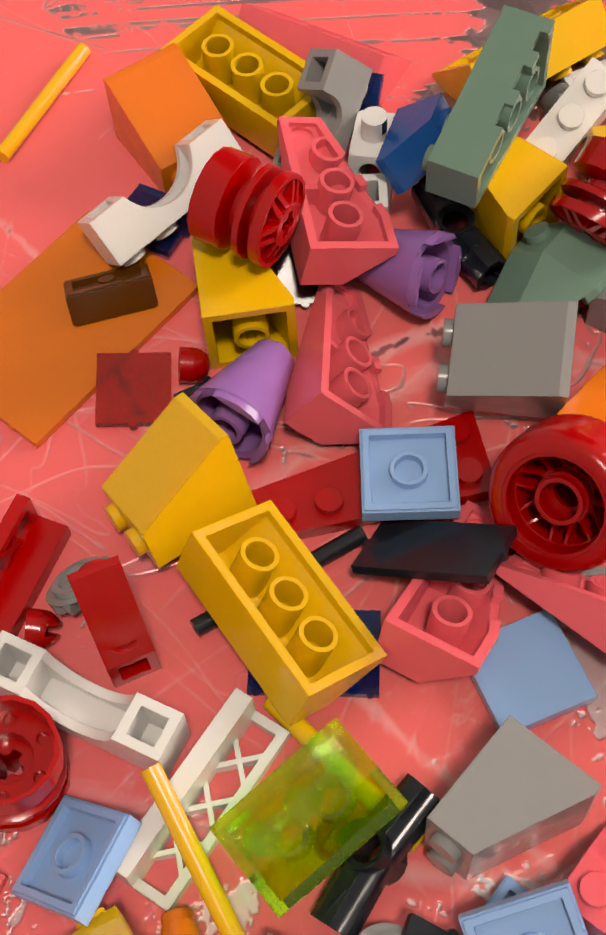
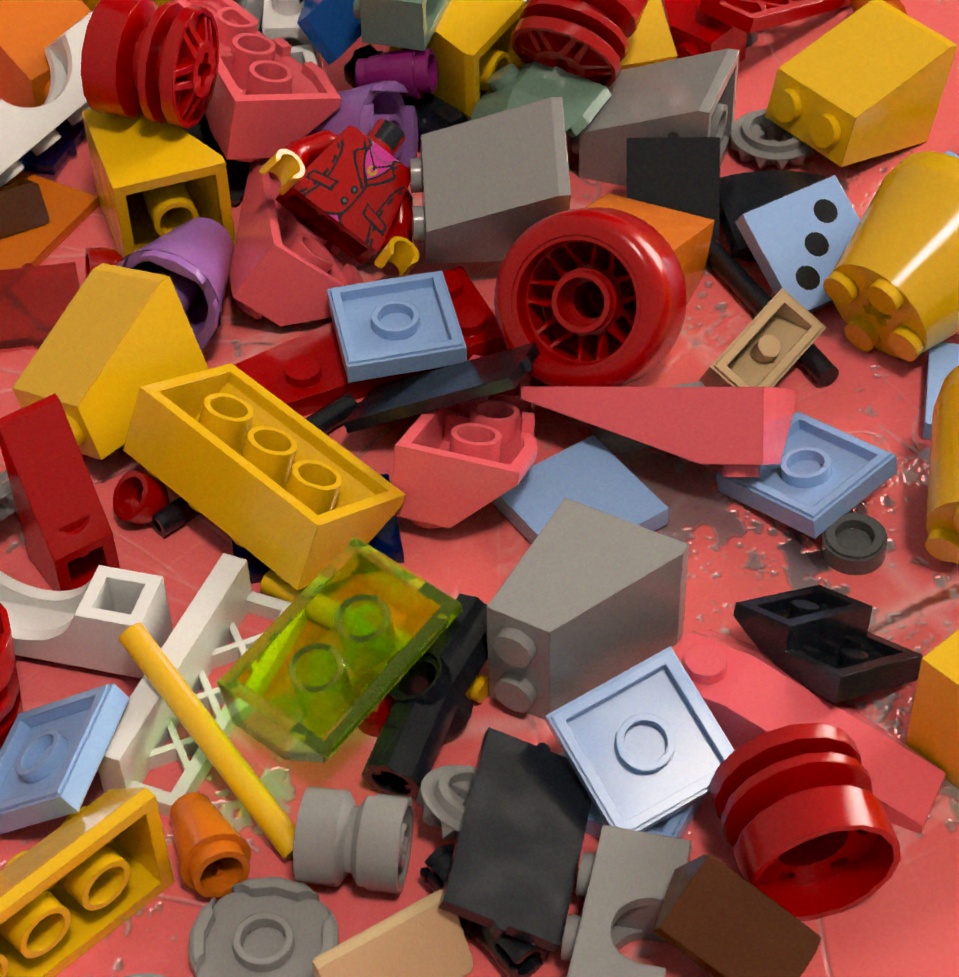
camera: 15 degrees left, 15 degrees down
(182, 604) = (133, 506): none -> red hinge
(395, 335) = (351, 191): none -> red torso
(451, 217) = (409, 67): none -> magenta cone

